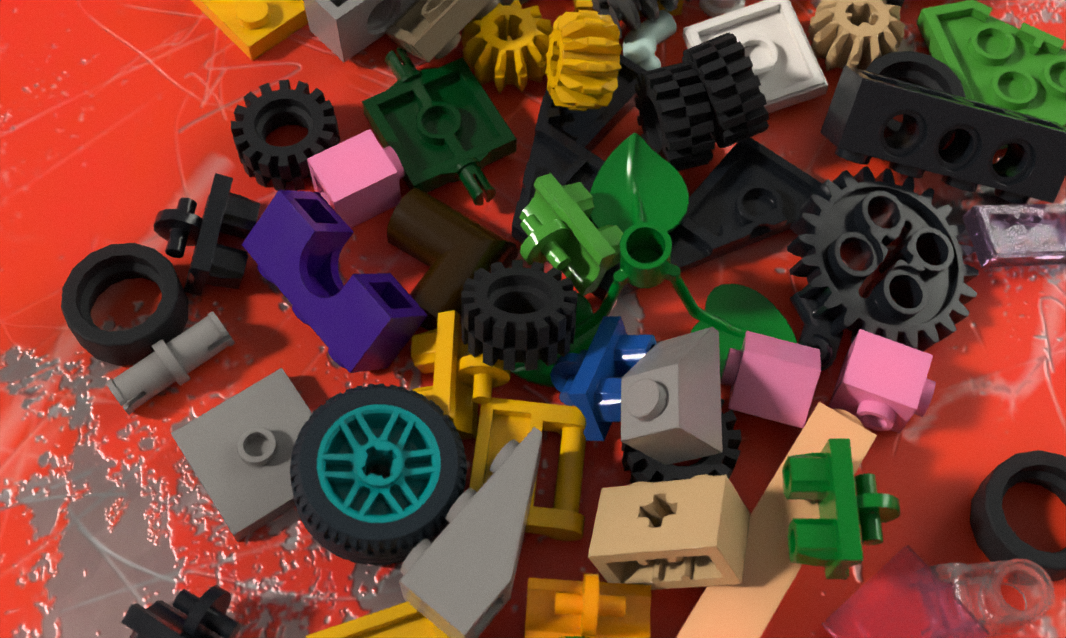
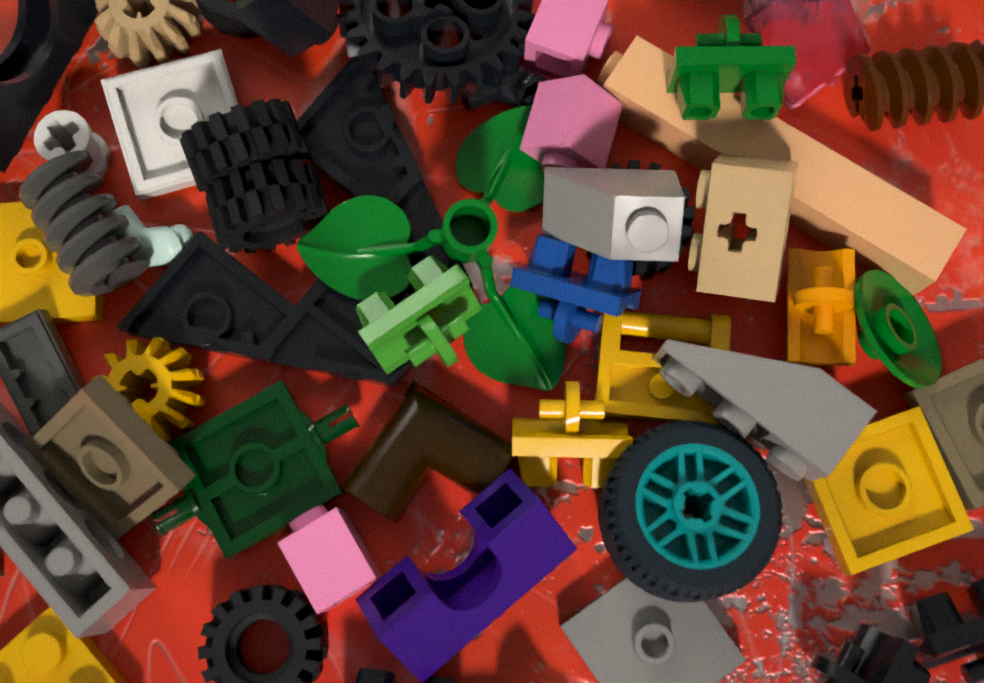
camera: 85 degrees left, 15 degrees up
(518, 315) = (491, 355): black tyre -> none
(583, 60) = (203, 296): yellow gear -> none

